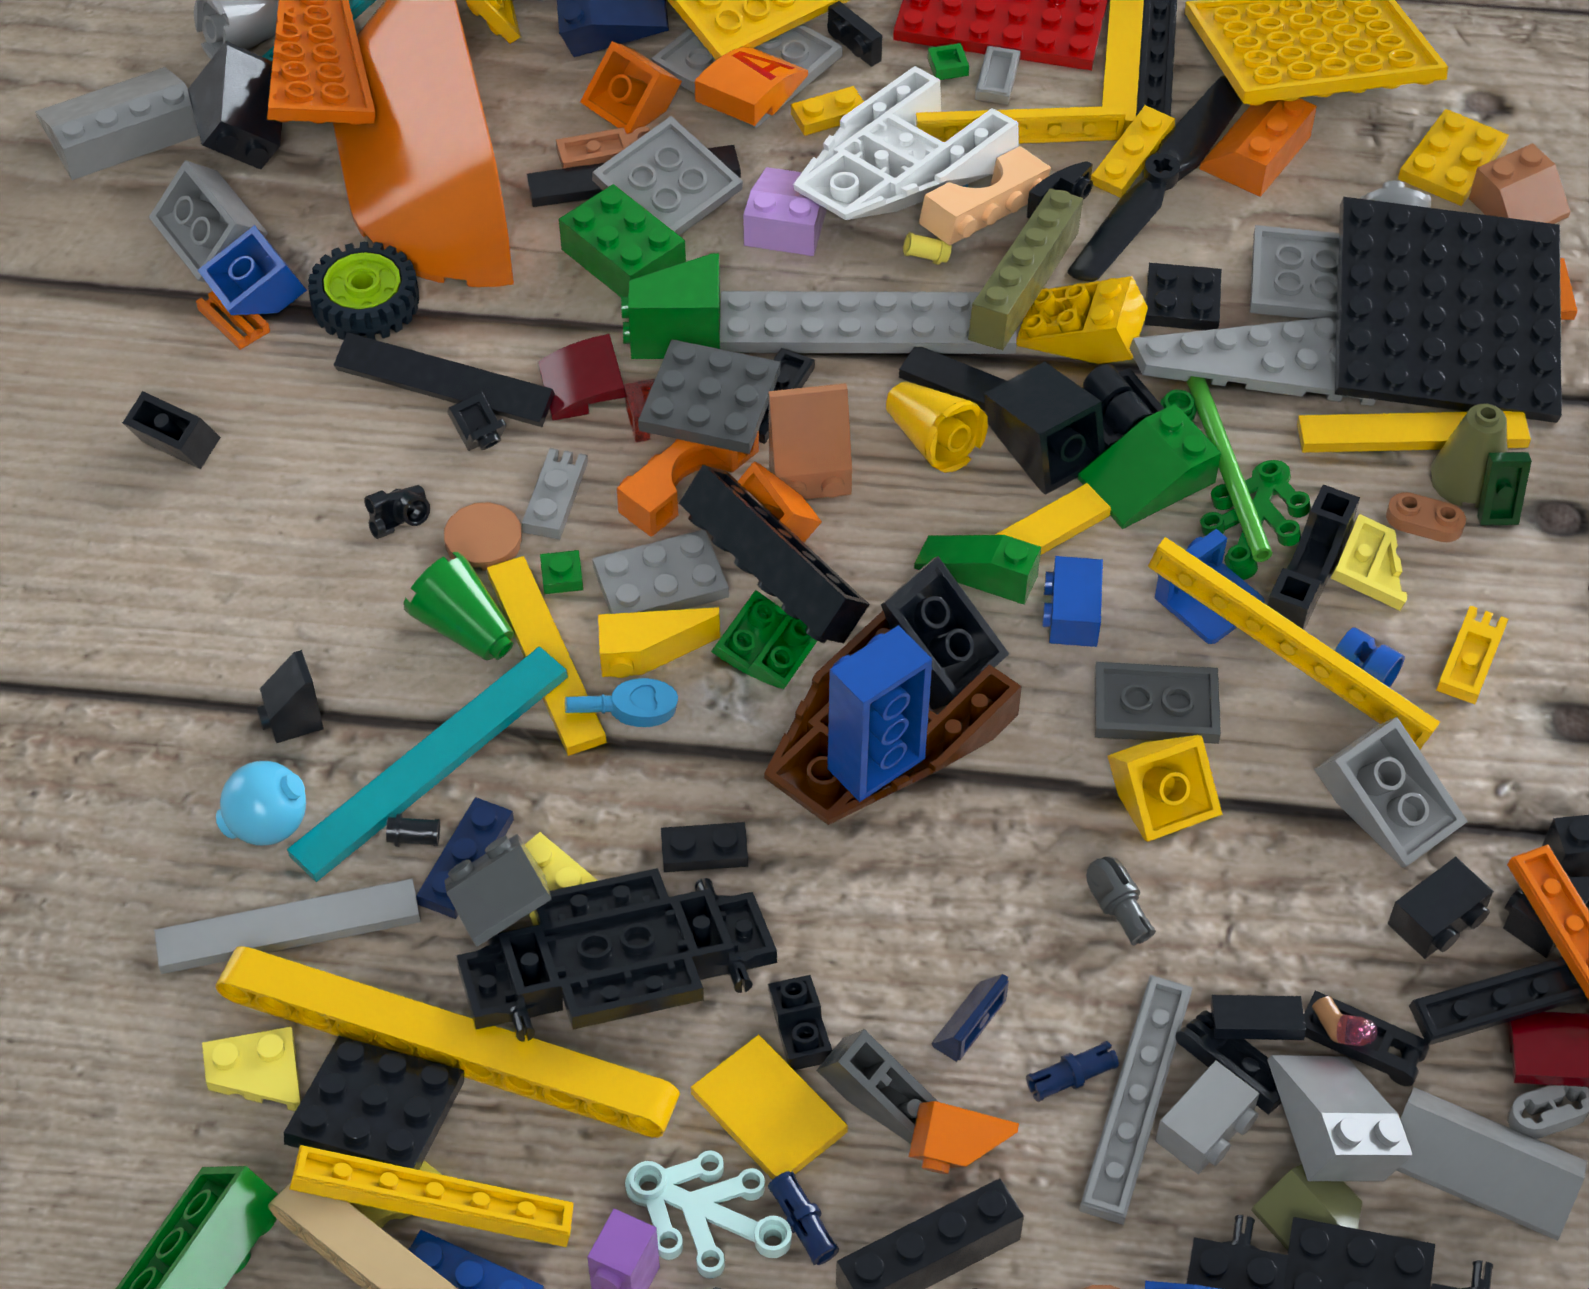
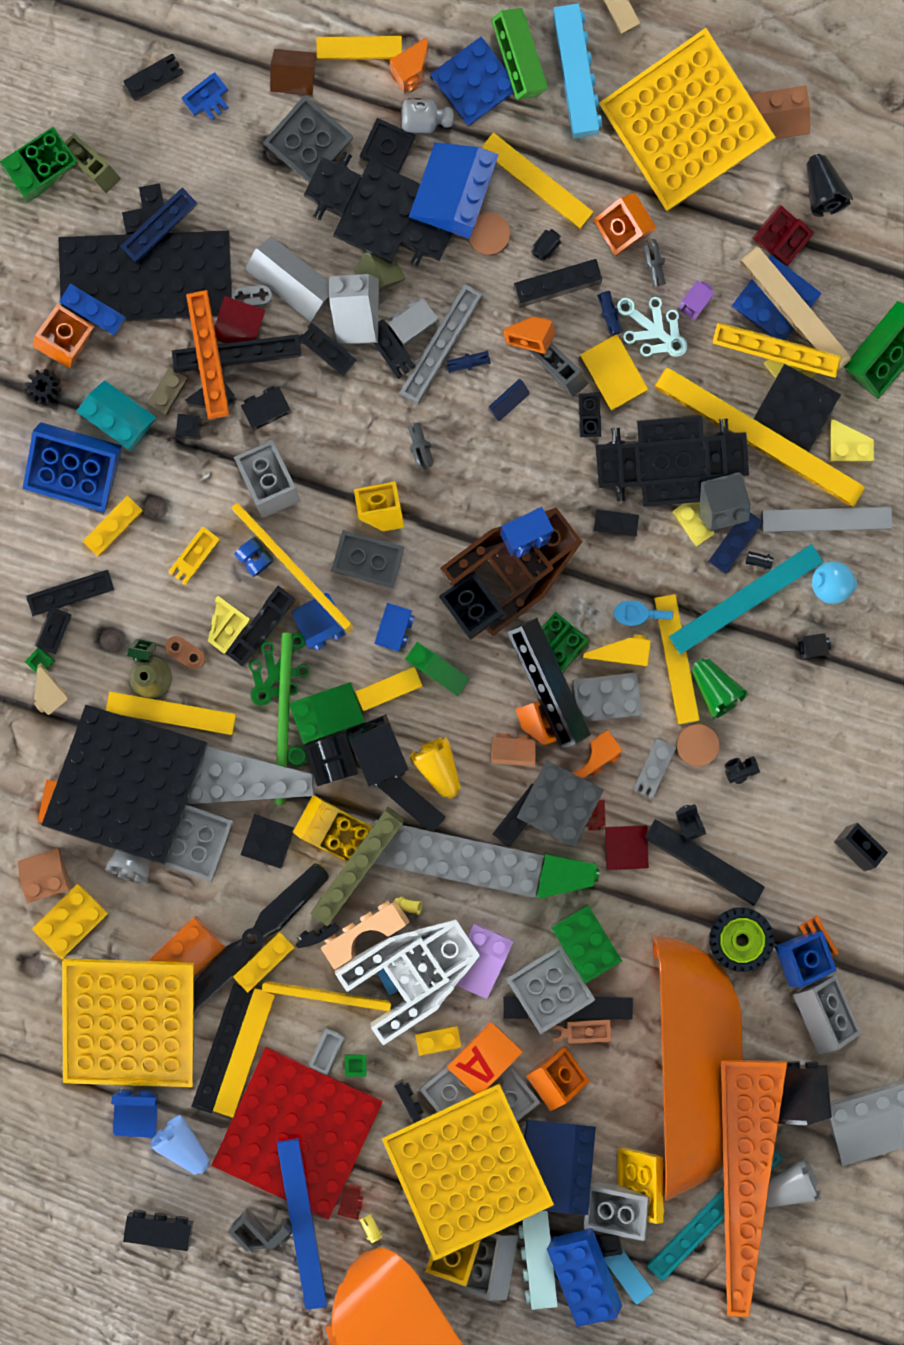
camera: 165 degrees left, 35 degrees up
(561, 572) = (659, 712): green plate -> none
(1258, 1017) = (375, 364): black tile -> none
(1344, 1028) = (338, 348): arm -> none

